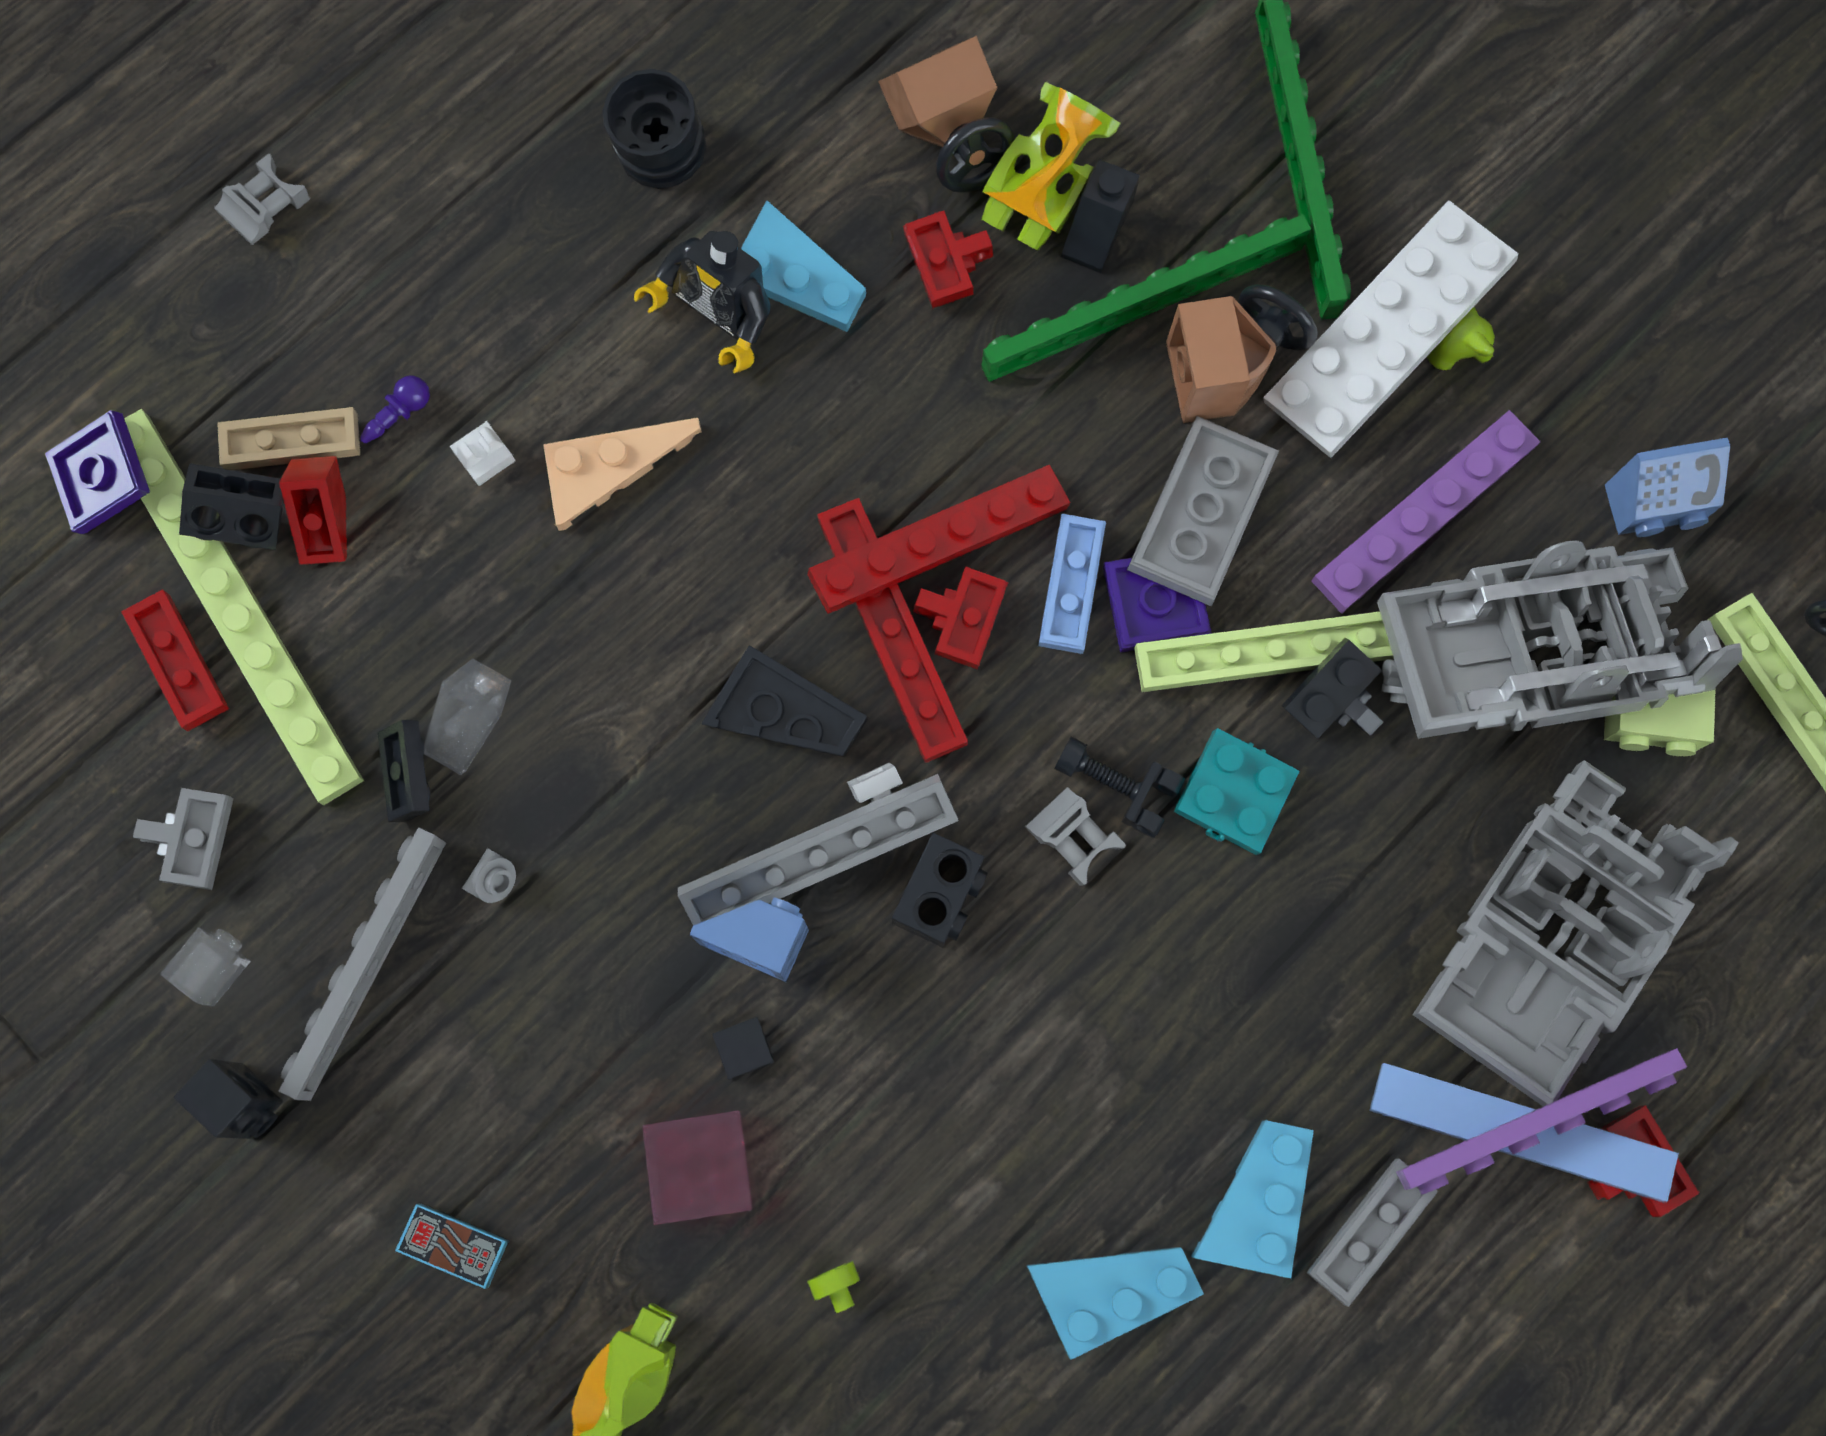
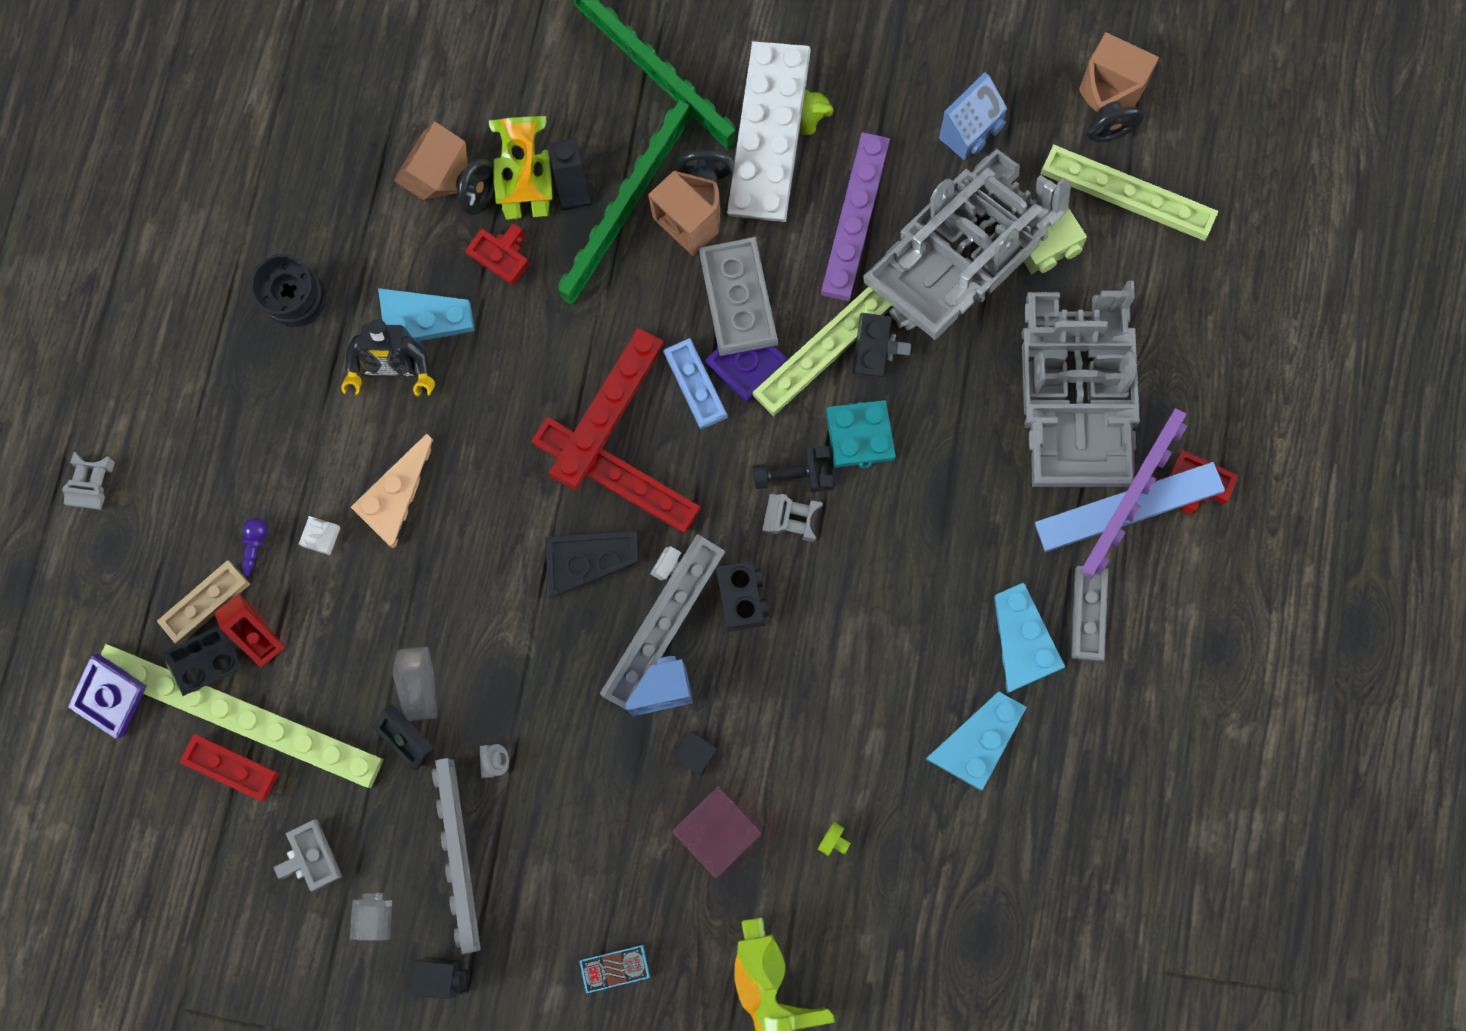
camera: 25 degrees left, 0 degrees up
(964, 615) = (649, 441): red hinge -> none

